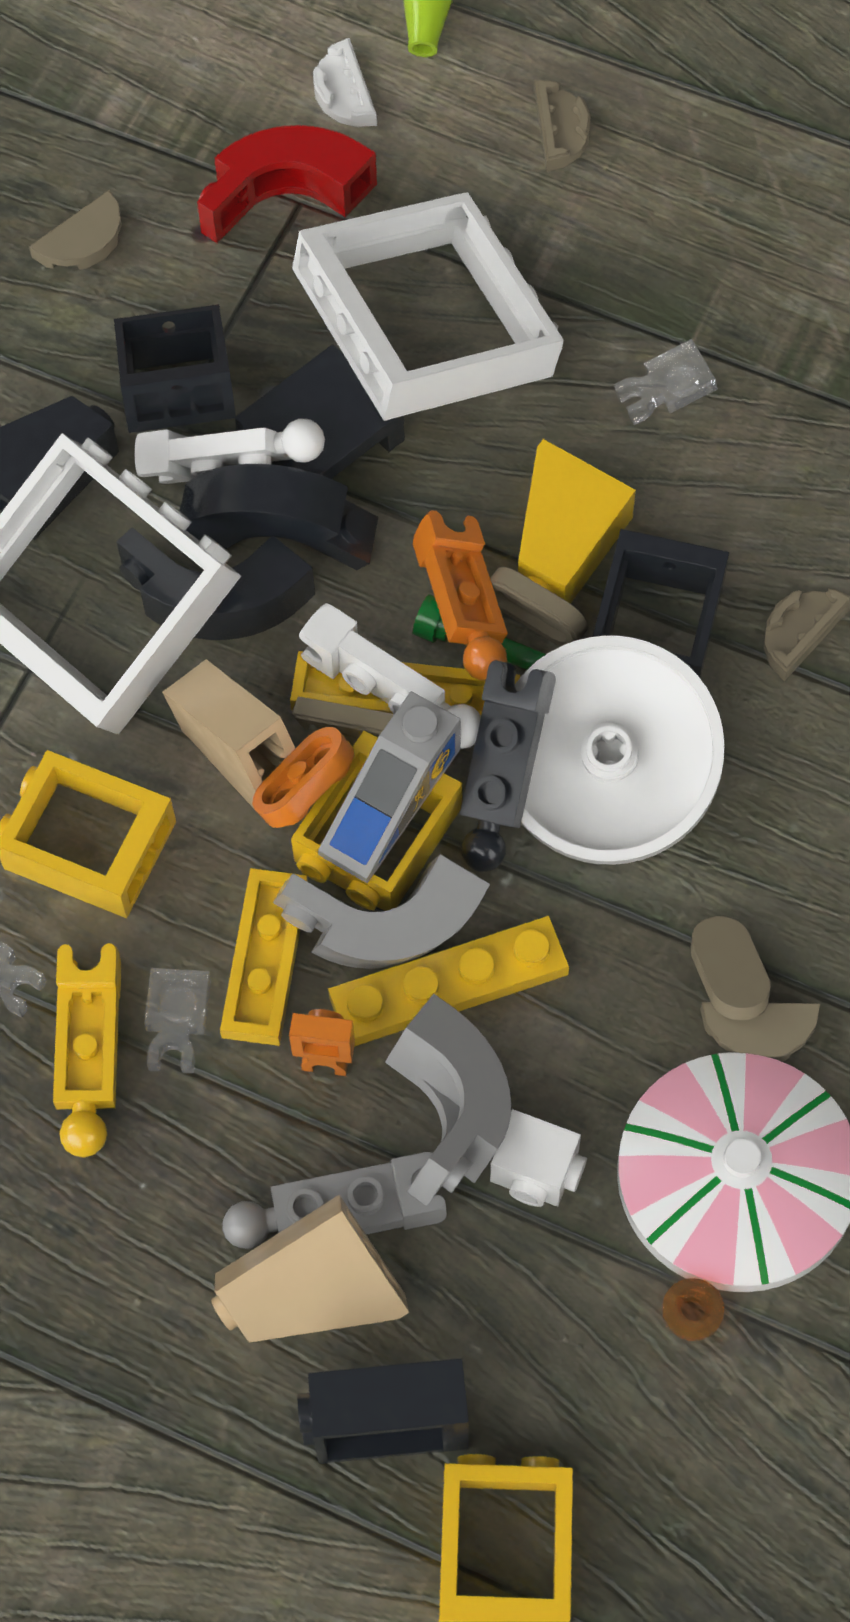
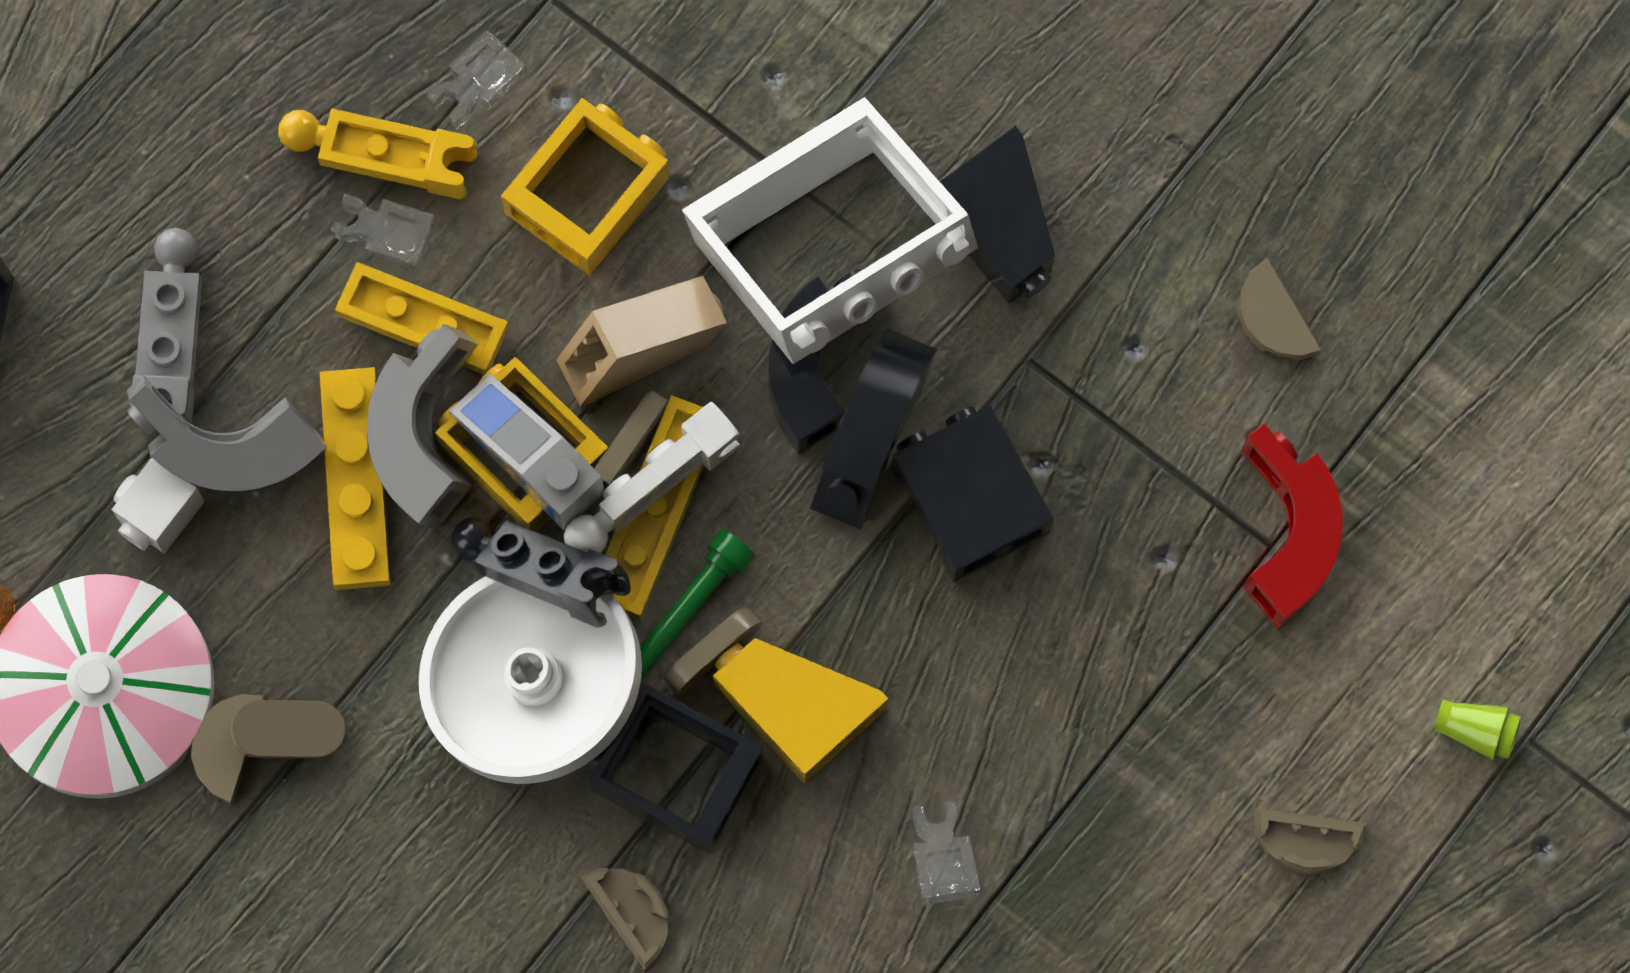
camera: 100 degrees right, 10 degrees up
(180, 393) = (1017, 349): black window -> none
(182, 458) = (949, 382): white plate -> none
(303, 777) = (568, 377): orange plate -> none
(309, 1280) = (99, 286): tan slope -> none
(322, 1040) = (309, 339): orange plate -> none
(331, 248) = (1119, 713): white window -> none
(342, 88) = (1411, 619): white tile -> none
(462, 590) = (733, 578): orange plate -> none

